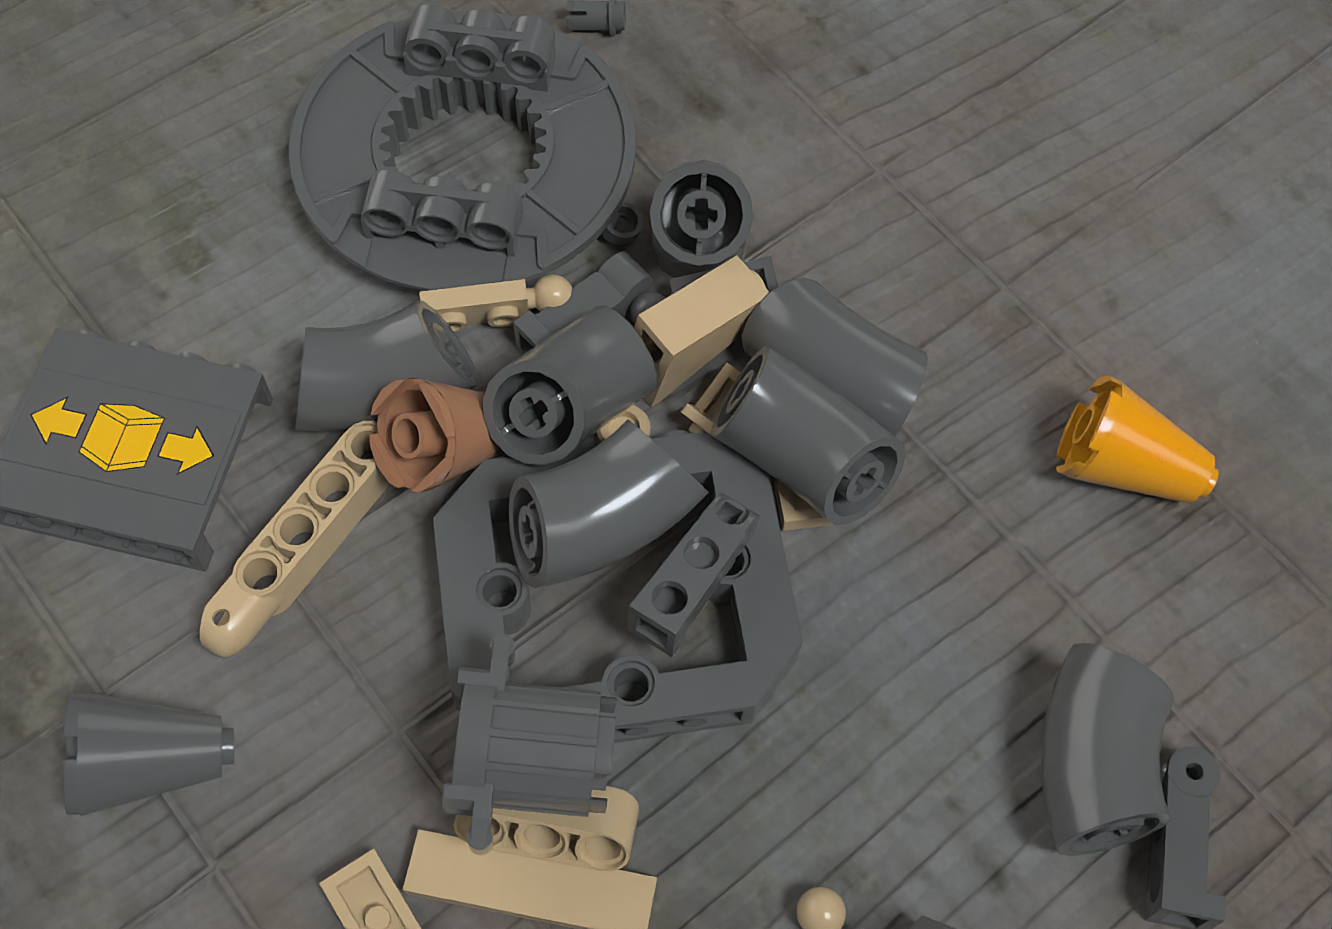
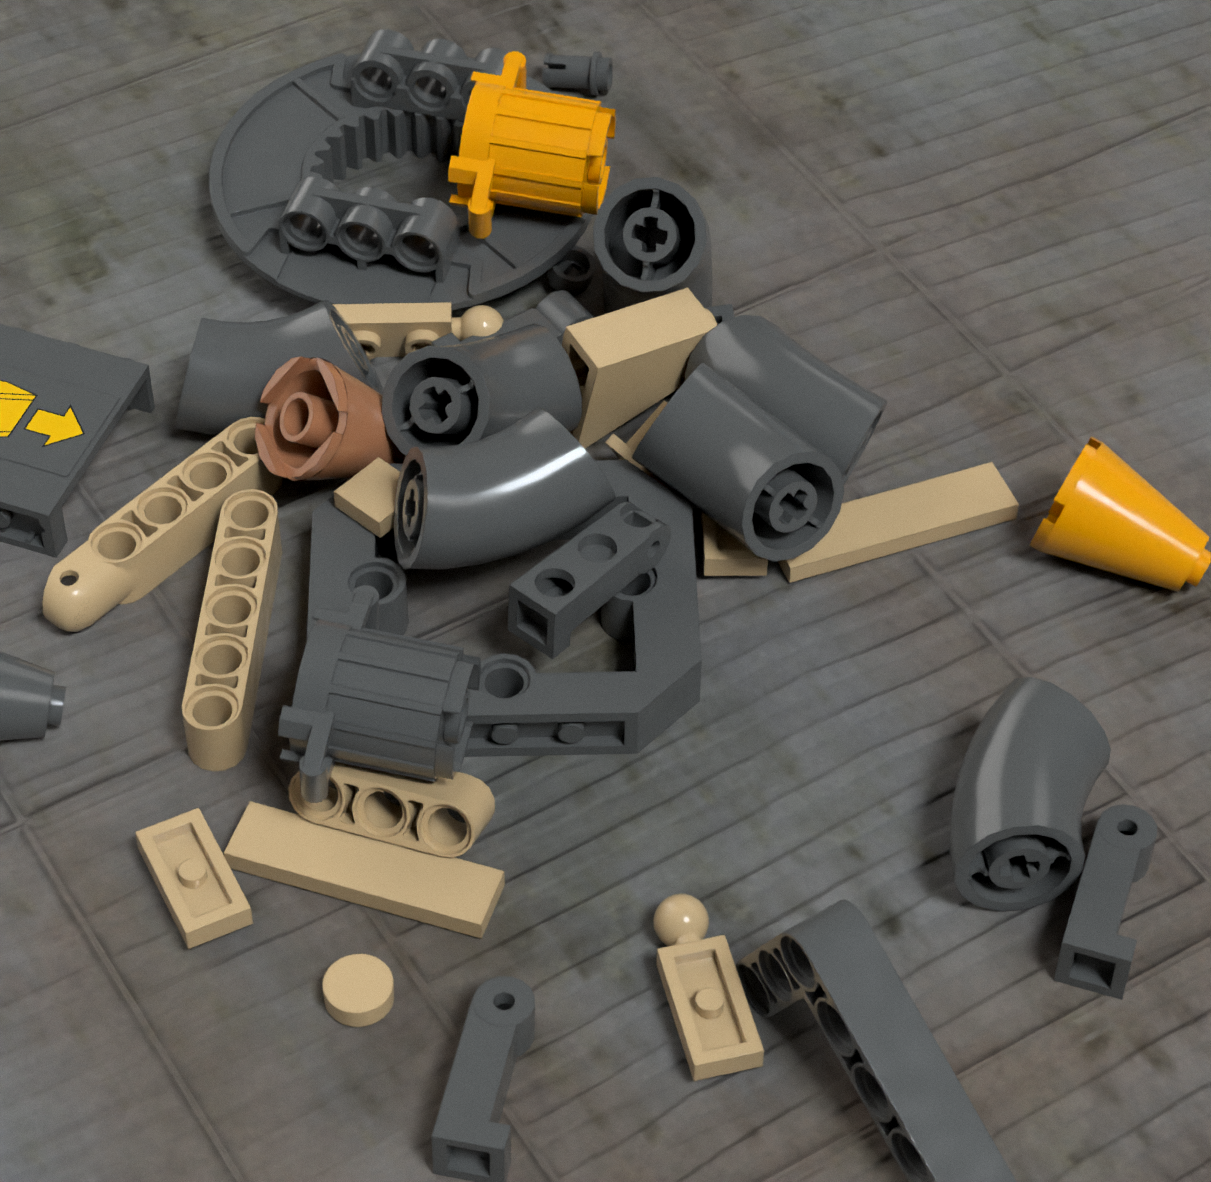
camera: 10 degrees right, 15 degrees down
(379, 667) = (232, 631): none -> tan beam
(486, 501) = (370, 497): none -> tan tile
(576, 123) = (529, 149): none -> light orange container
(958, 447) = (908, 519): none -> tan tile

